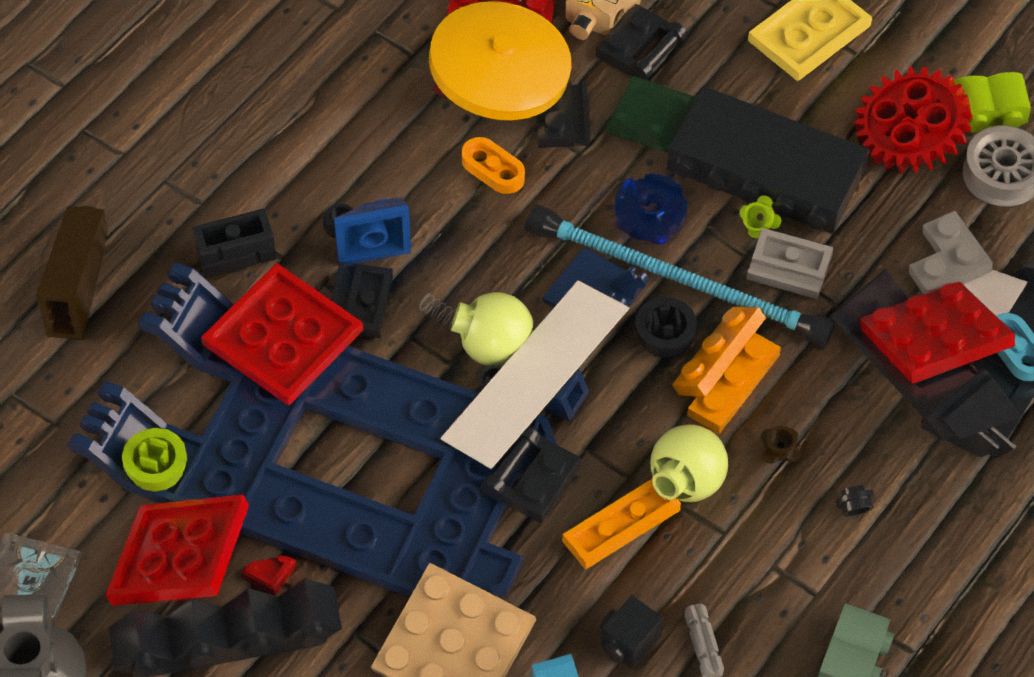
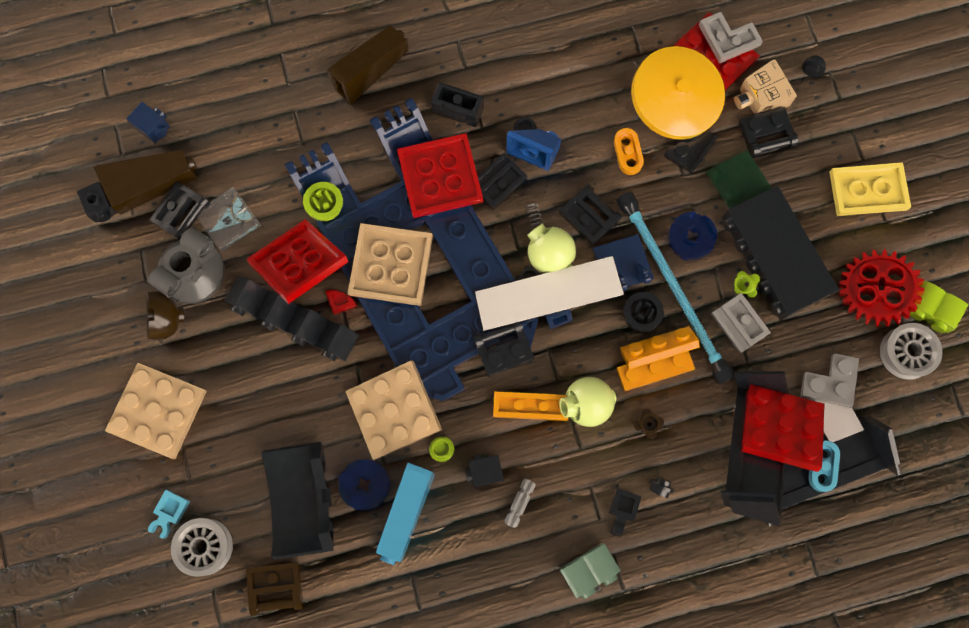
camera: 40 degrees right, 20 degrees up
(306, 474) = (390, 264): none -> tan plate
(506, 272) = (585, 219): none -> black plate
(551, 645) = (441, 449): none -> lime plate
(834, 554) = (625, 508): none -> black plate

